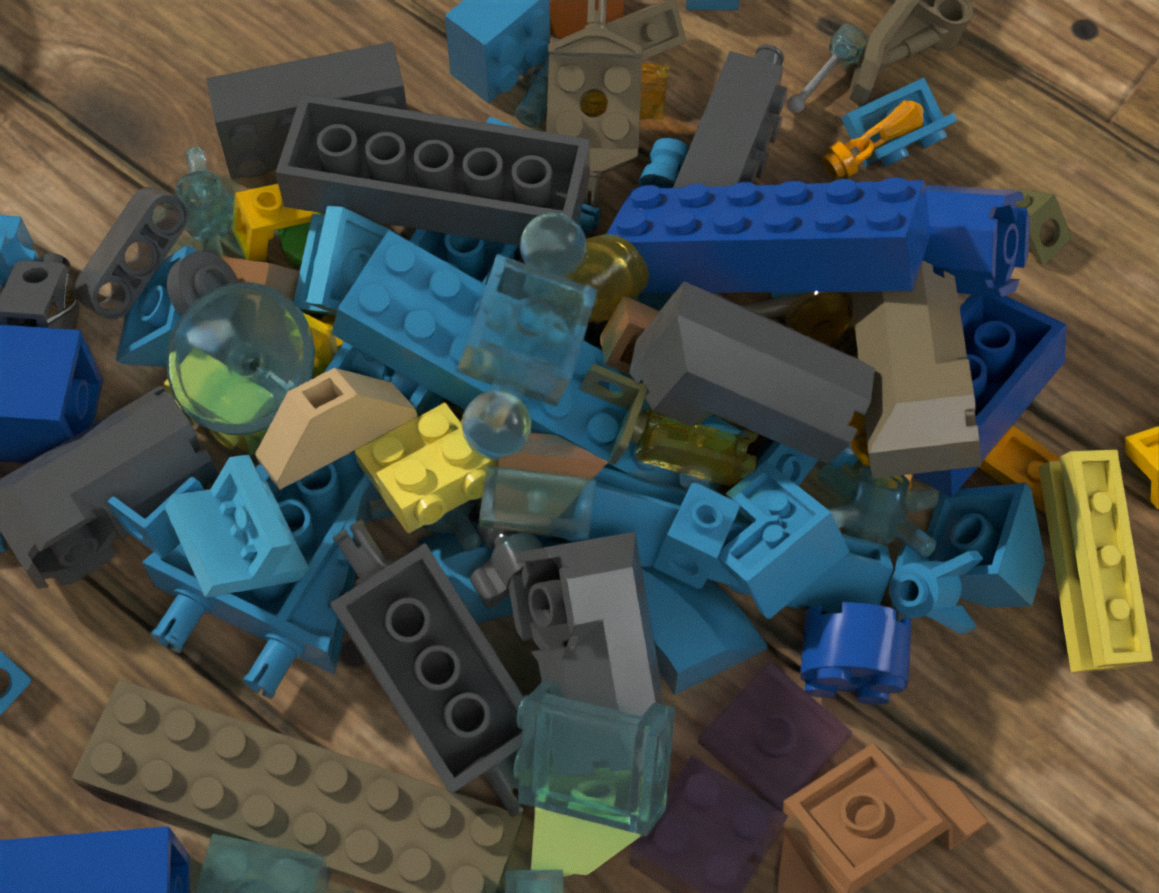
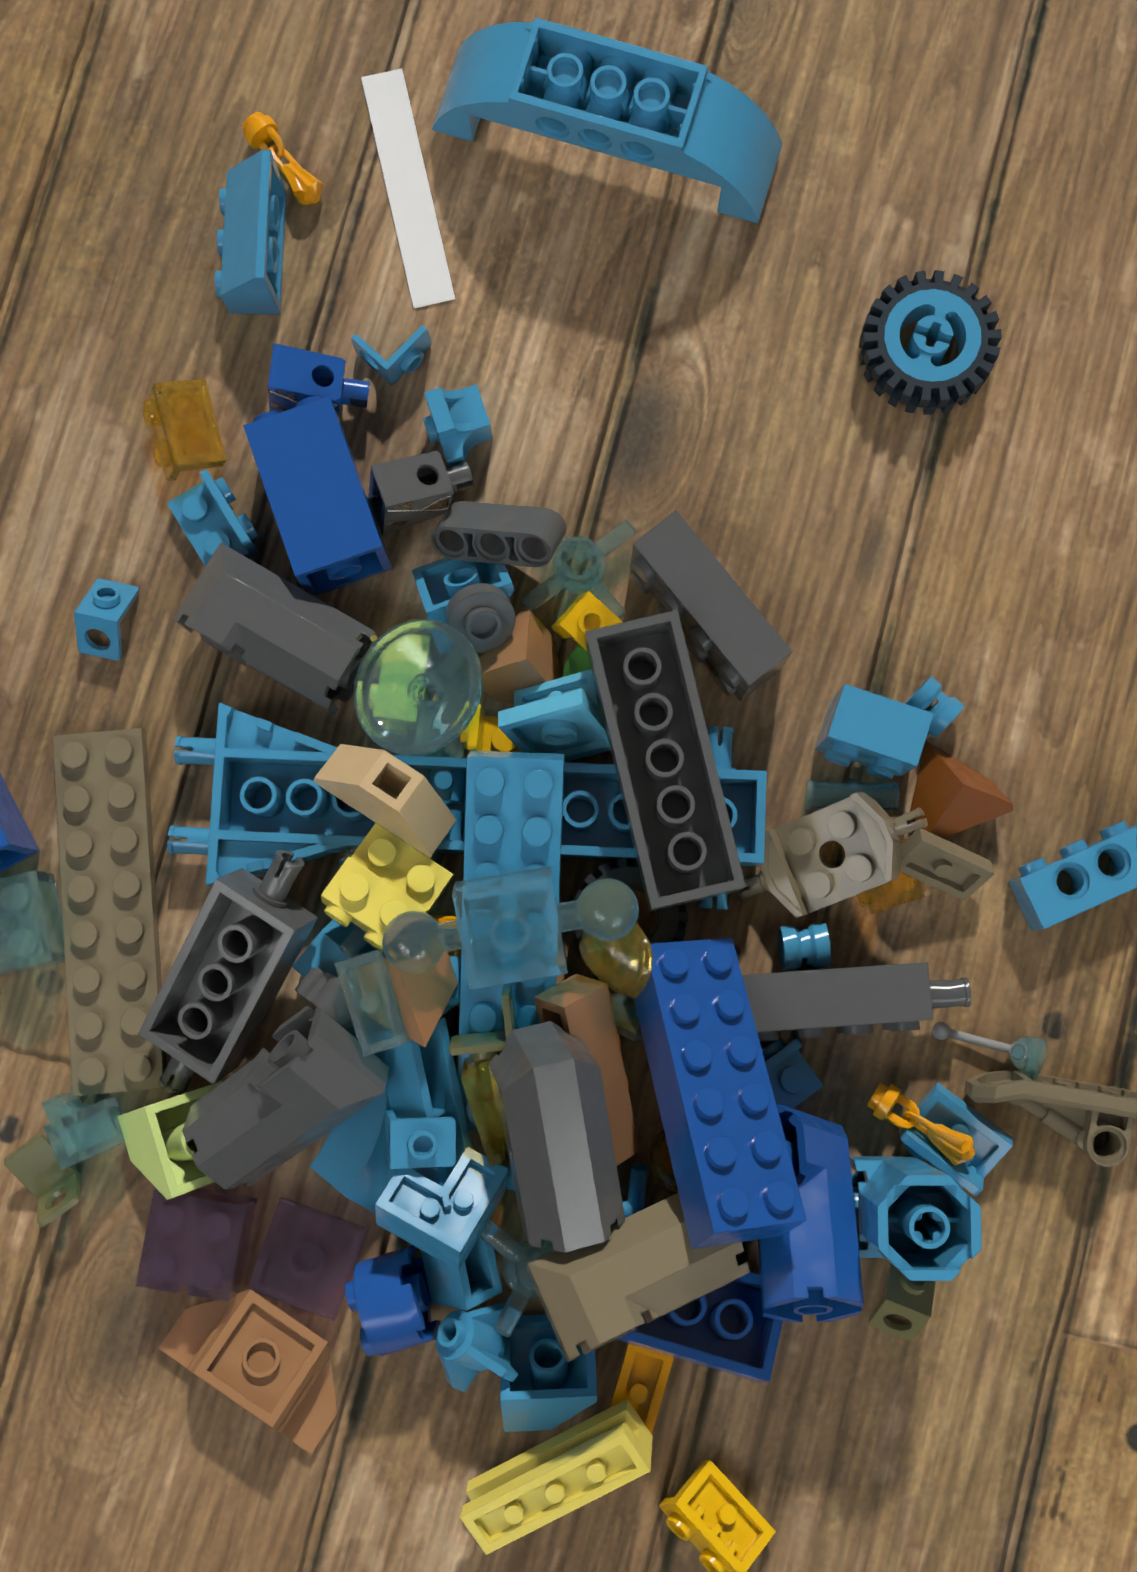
camera: 70 degrees right, 20 degrees up
(156, 530) = (246, 713): dark azure bracket -> none
(236, 533) = (252, 772): medium azure bracket -> none
(594, 760) = (183, 1139): clear light blue panel -> none
(959, 121) = (914, 1217): none -> dark azure brick

